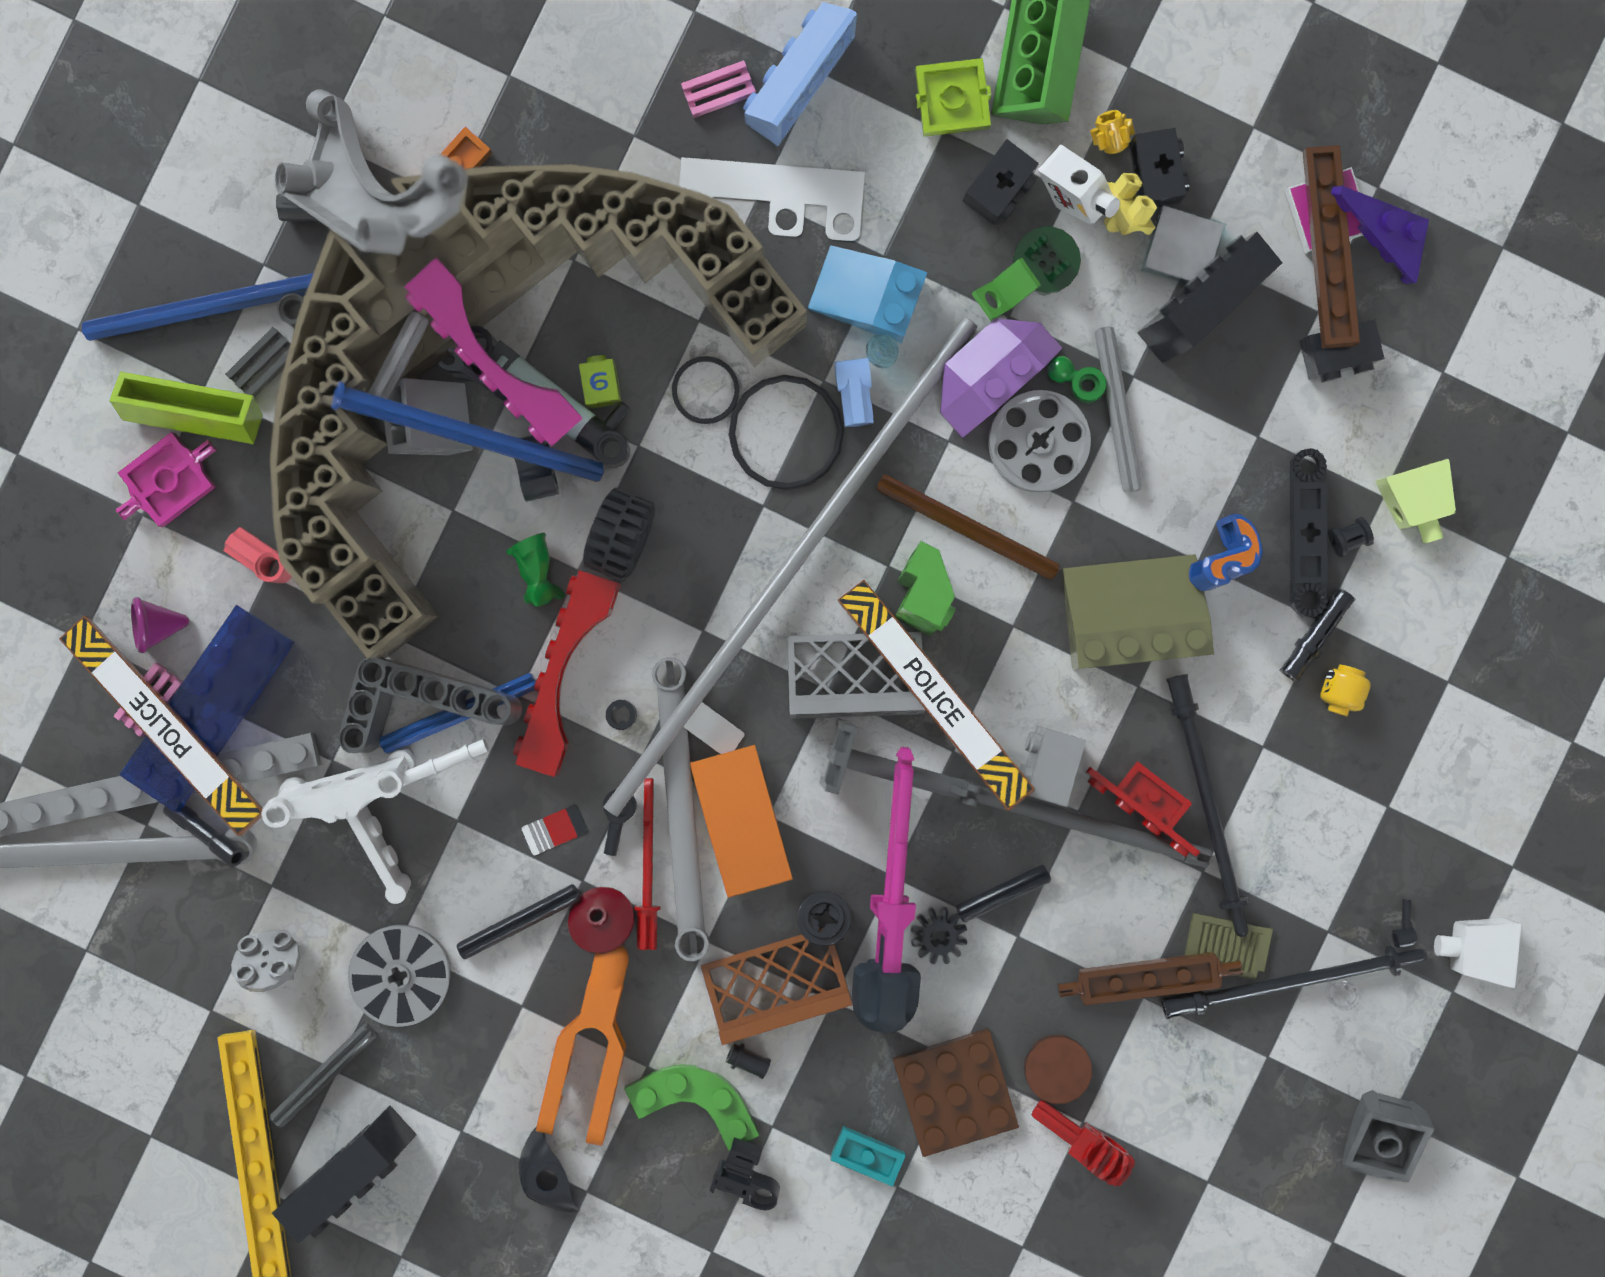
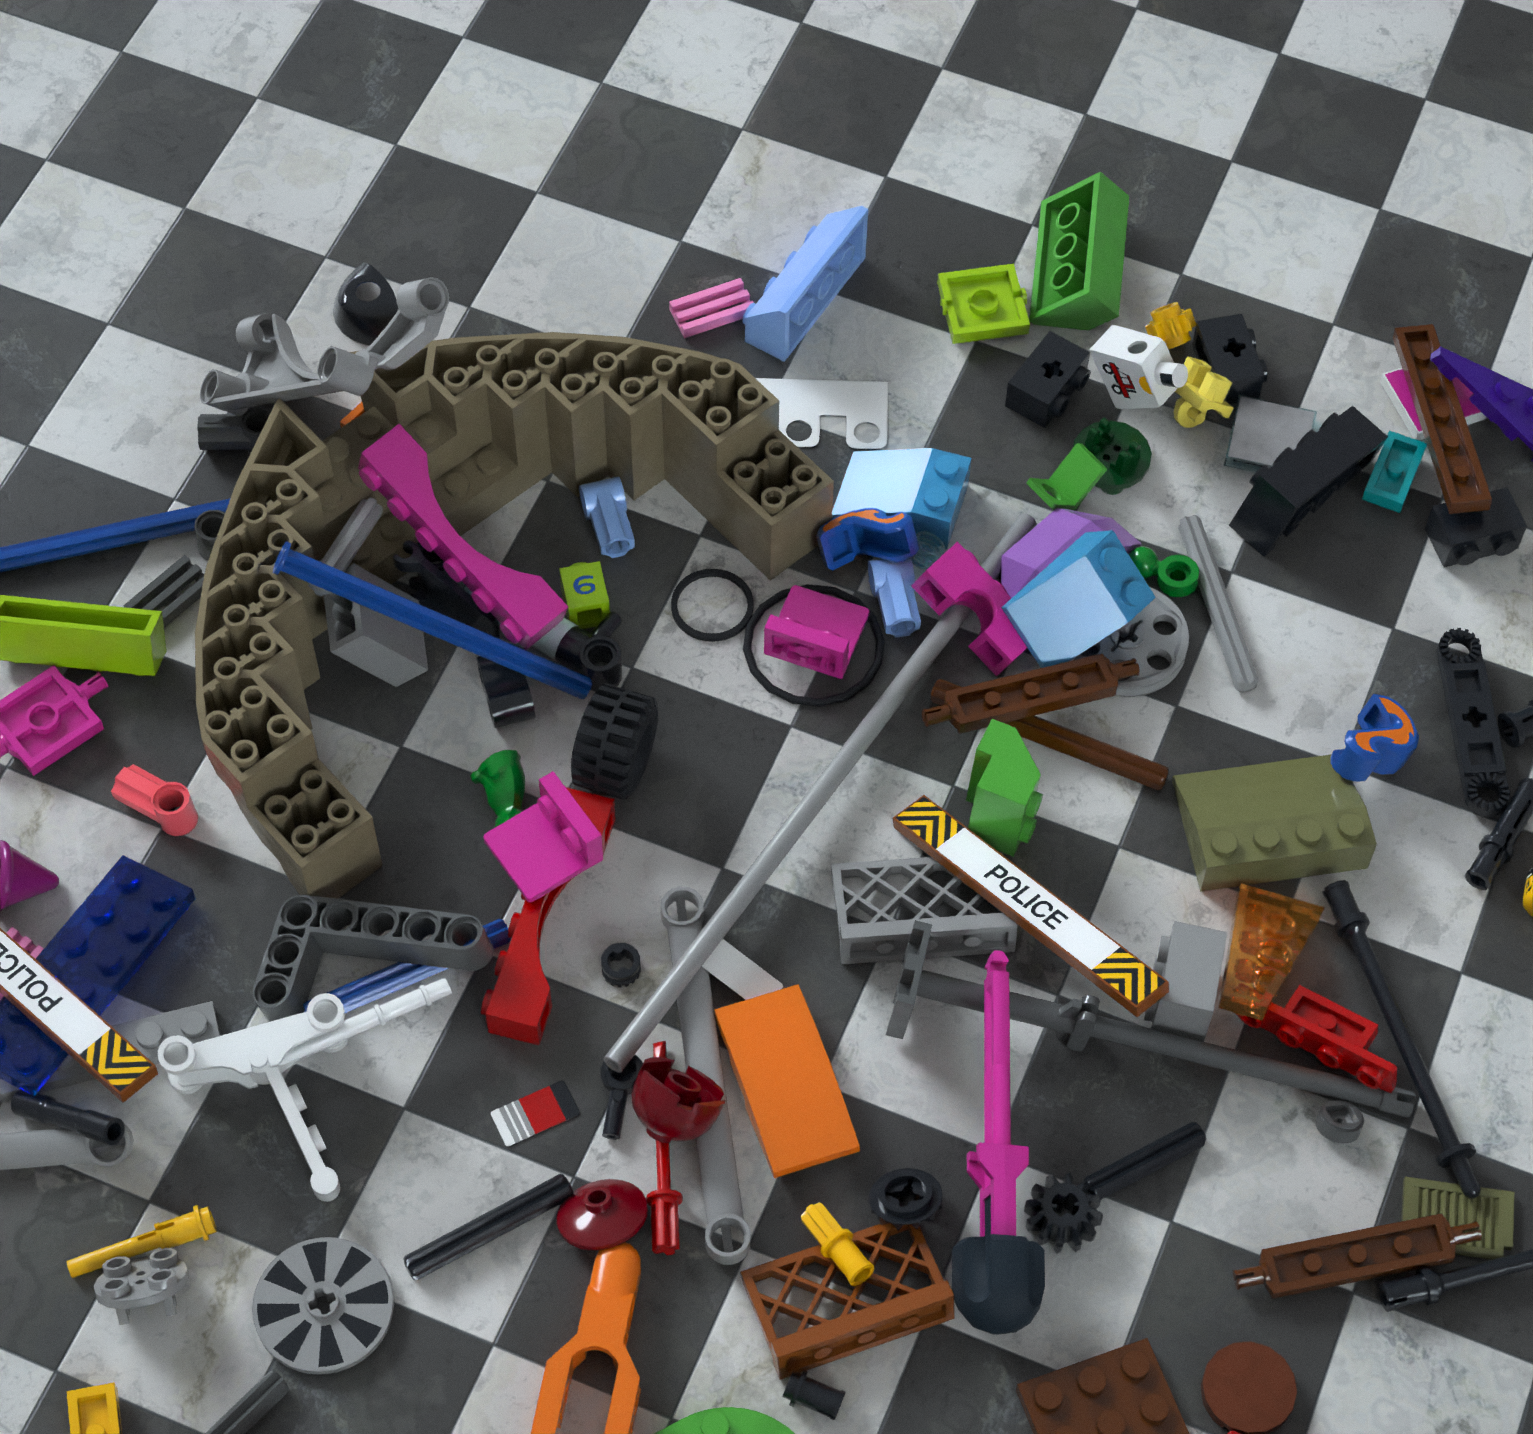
camera: 10 degrees left, 30 degrees down
(307, 911) = (166, 1235): none -> yellow pin
(425, 94) = (364, 319): none -> black piece
(559, 628) = (546, 841): none -> dark pink bracket
(620, 296) = (607, 507): none -> light blue piece
(657, 844) = (675, 1102): none -> dark red cylinder
(770, 953) = (837, 1244): none -> yellow axle
(788, 426) = (815, 631): none -> dark pink bracket
(835, 335) = (867, 533): none -> blue animal
(941, 437) = (961, 581): none -> dark pink arch
(956, 499) = (1031, 693): none -> reddish brown plate
(1002, 422) = (1078, 599): none -> dark azure slope
(1114, 732) = (1263, 948): none -> clear orange wing
(1152, 870) = (1339, 1121): none -> dark grey tile
(1283, 289) = (1394, 471): none -> teal plate

